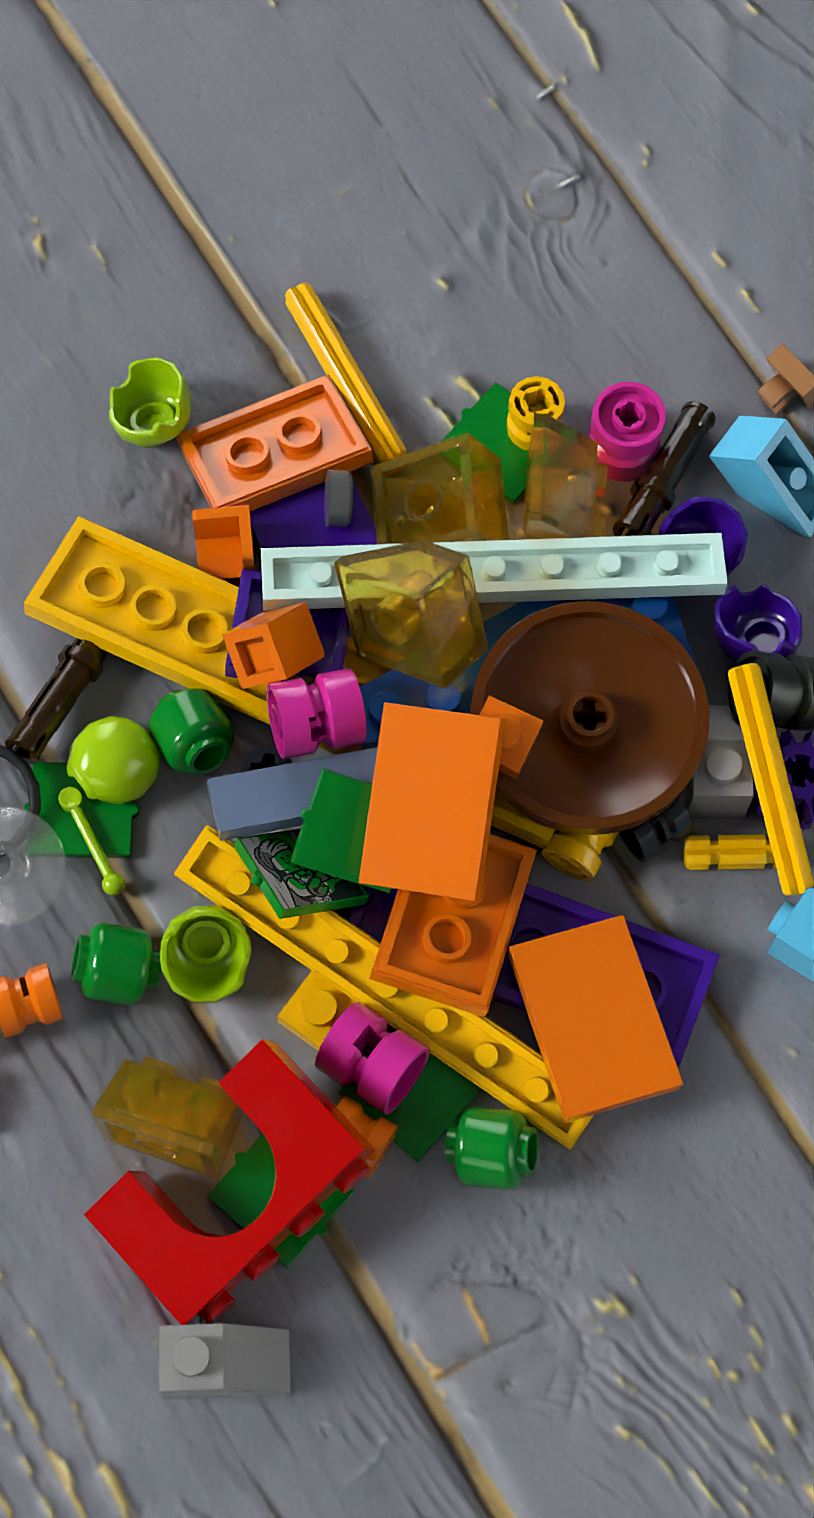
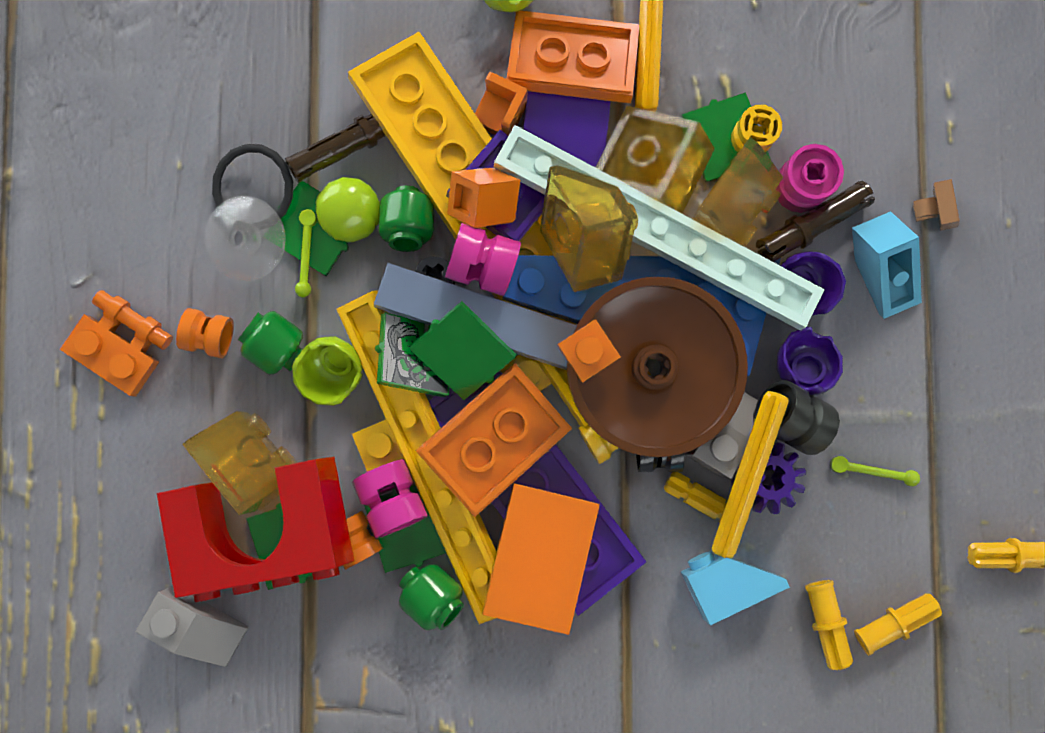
camera: 30 degrees right, 15 degrees up
(338, 498) = (590, 116): dark grey tile -> none
(432, 801) = (516, 366): orange tile -> none

